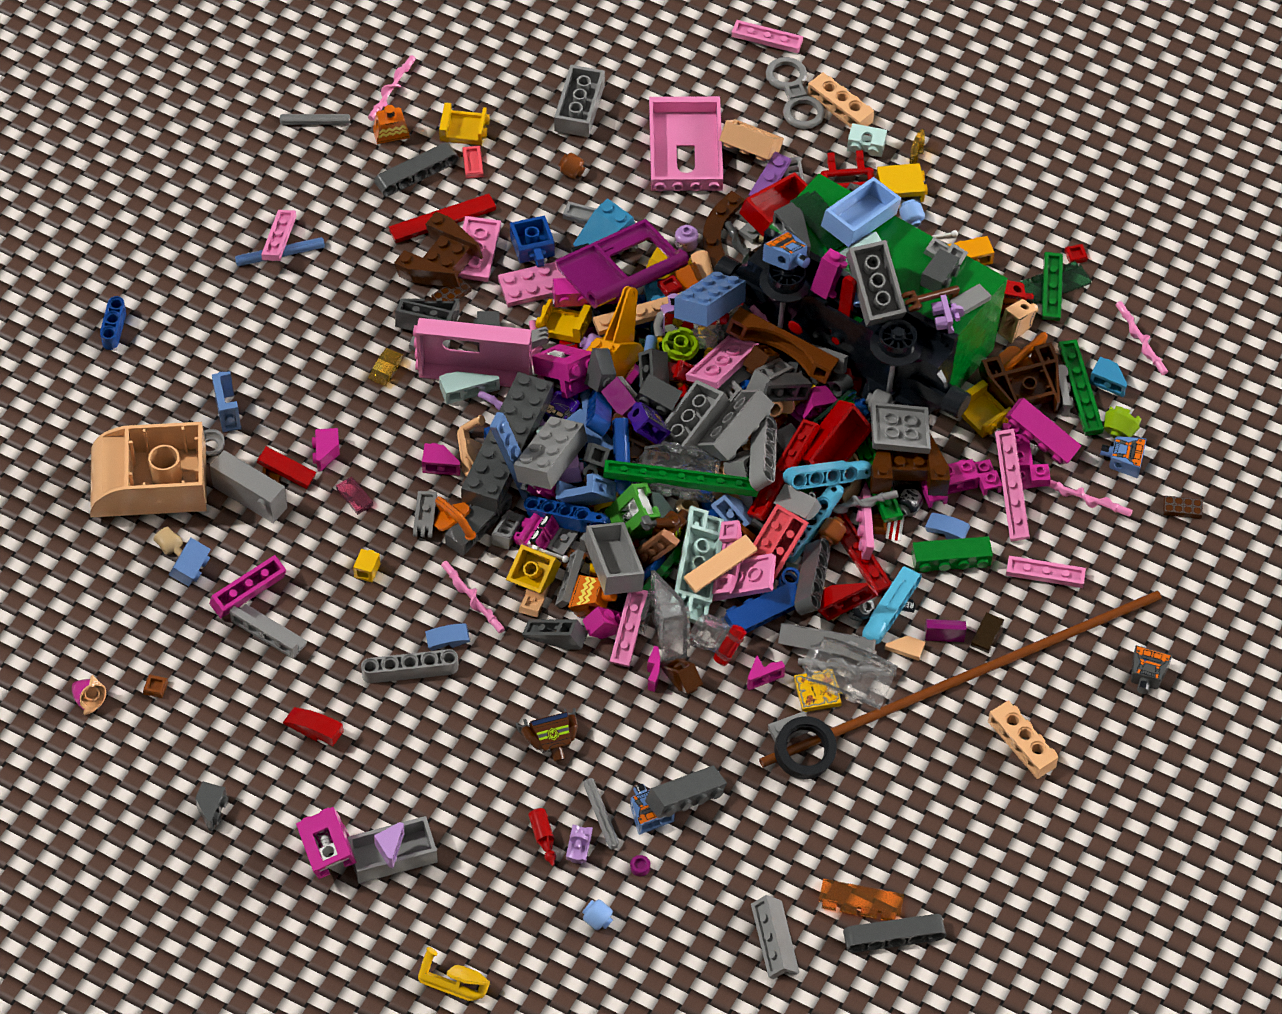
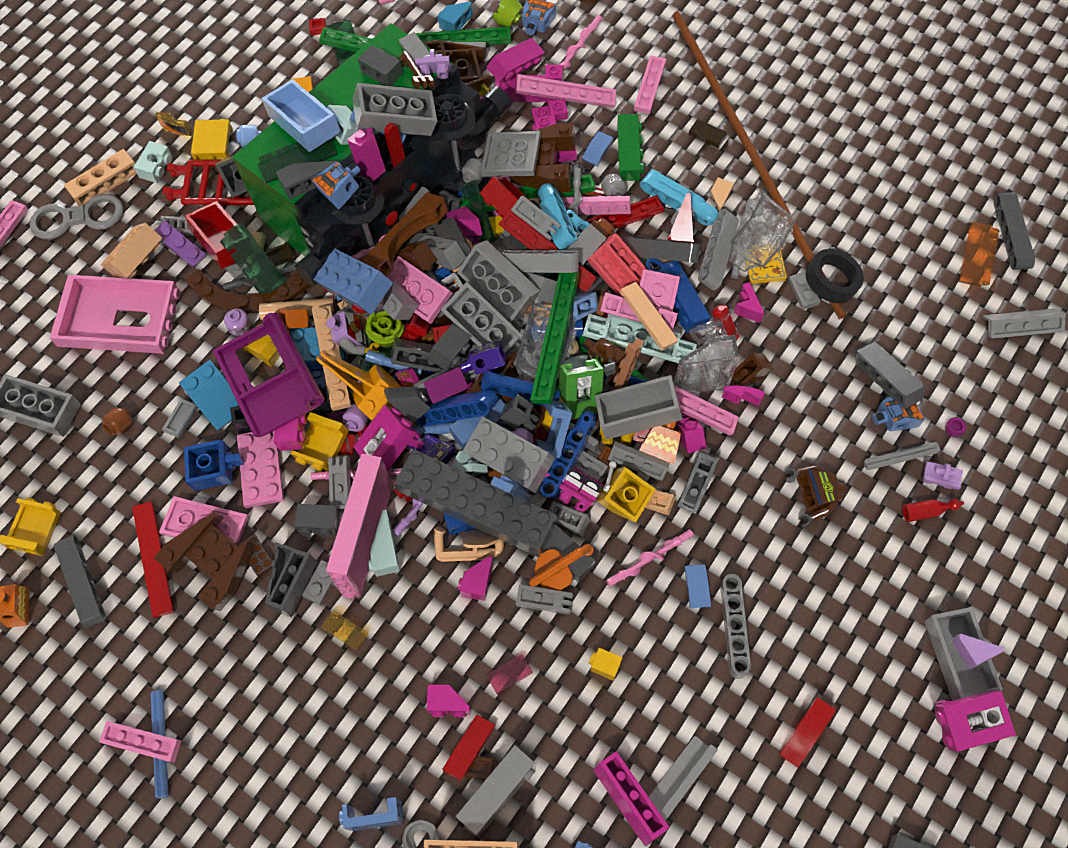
camera: 80 degrees left, 10 degrees up
(472, 162) = (82, 522): coral tile -> none
(597, 914) = (1017, 466): light blue head -> none
(670, 285) = (302, 335): red tile -> none
(702, 347) = (399, 303): none -> light grey slope
(752, 232) = (250, 253): none -> clear green windscreen
(811, 446) = (535, 217): none -> light grey hinge
(895, 542) = (613, 185): none -> light grey head
(945, 630) = (705, 160): magenta brick -> none
(953, 249) = (350, 68): light grey slope -> none
(1012, 734) = (819, 118): light nougat brick -> none
(1148, 668) = (750, 27): torso -> none

